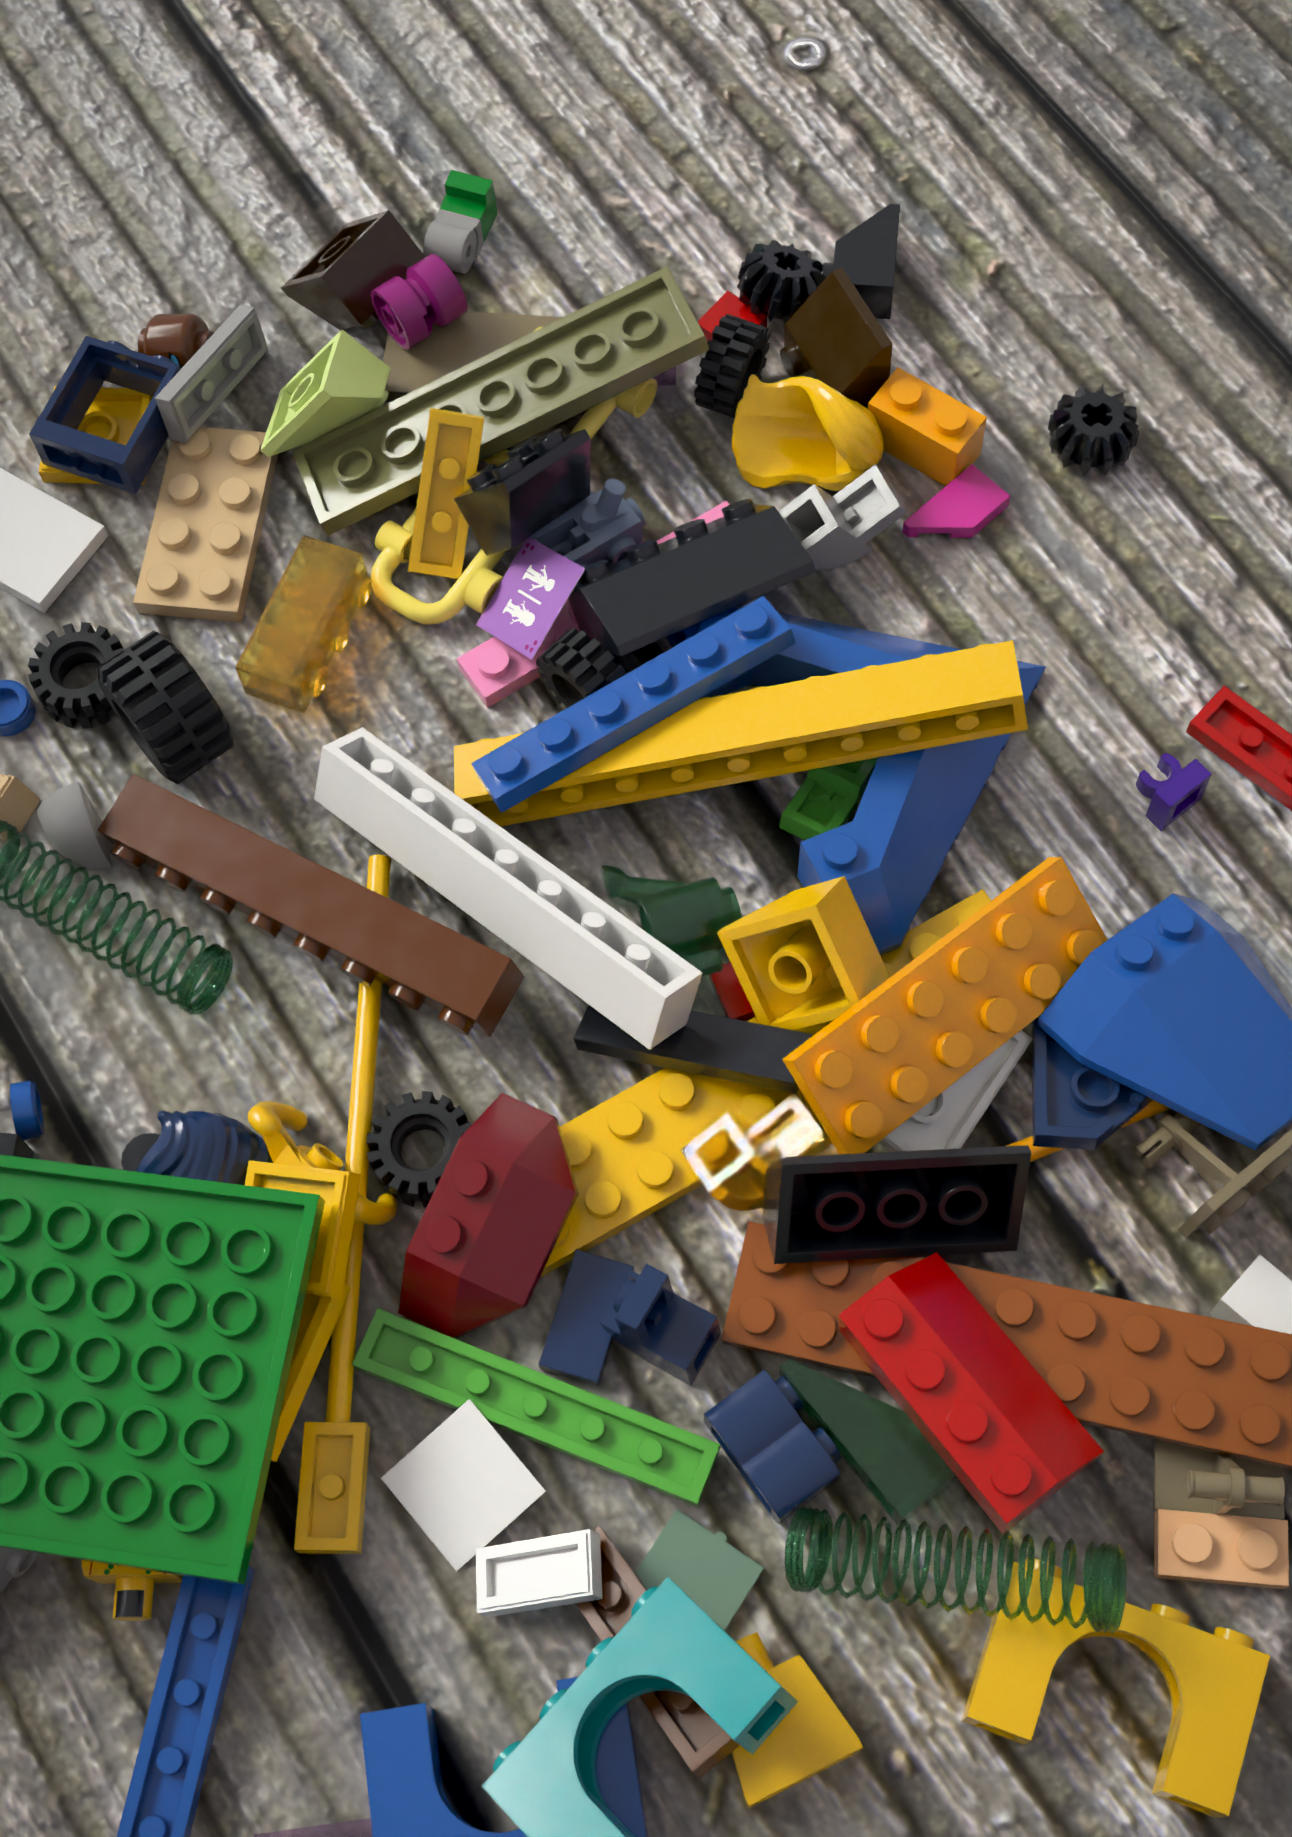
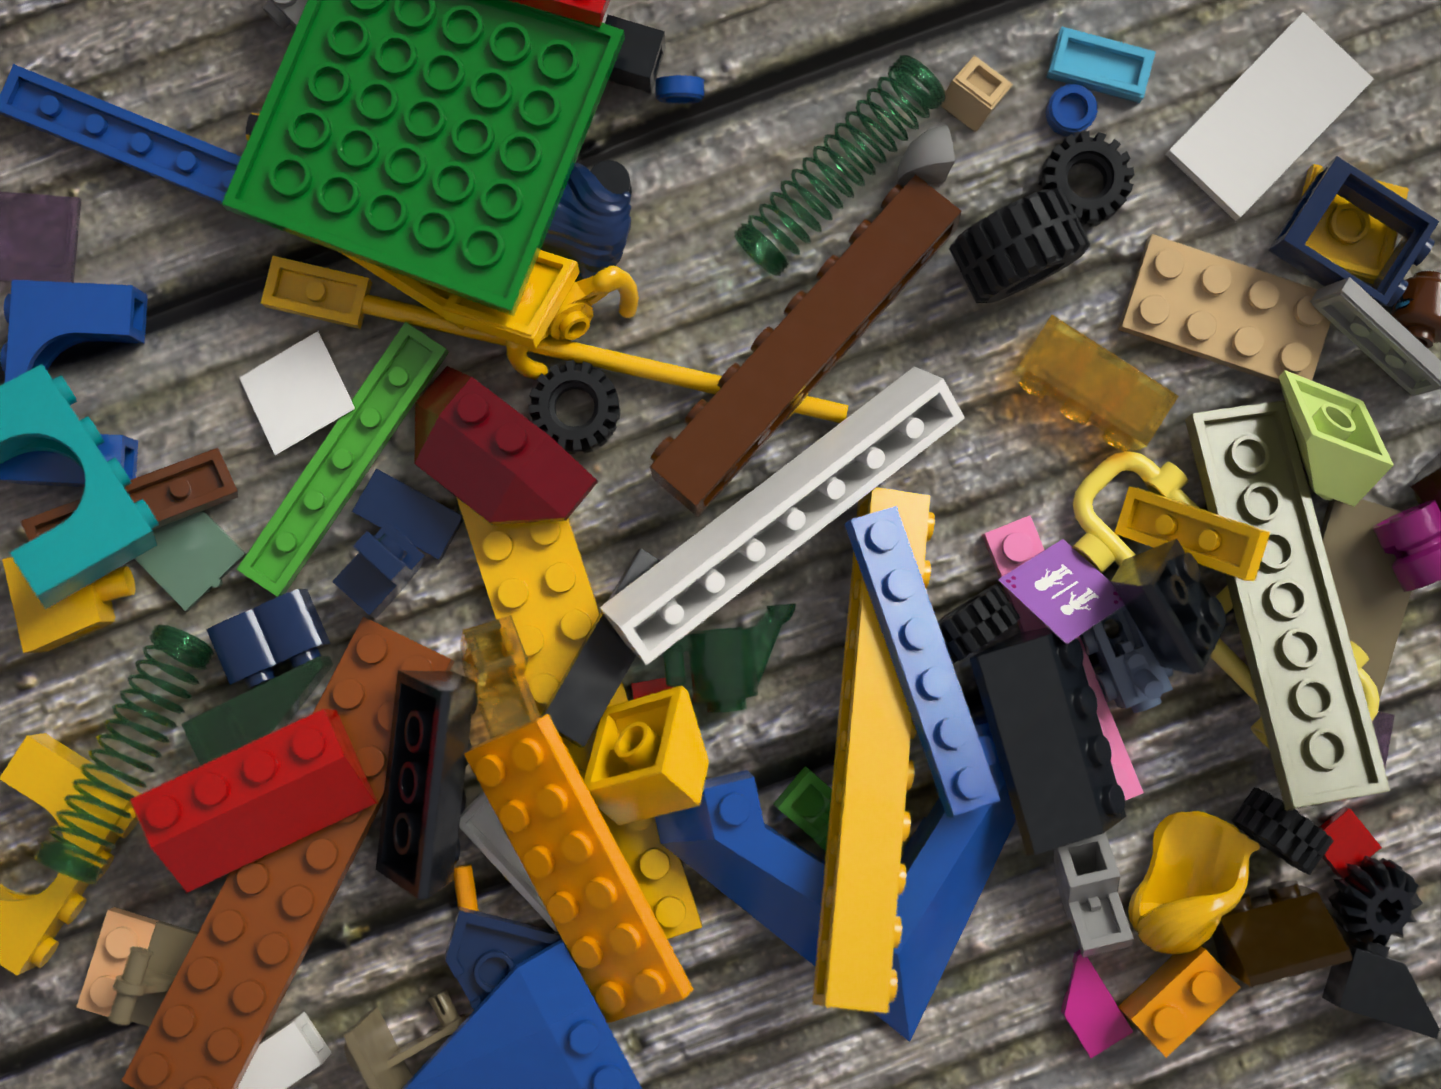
camera: 90 degrees right, 20 degrees up
(538, 1573) = (211, 438): white tile -> none

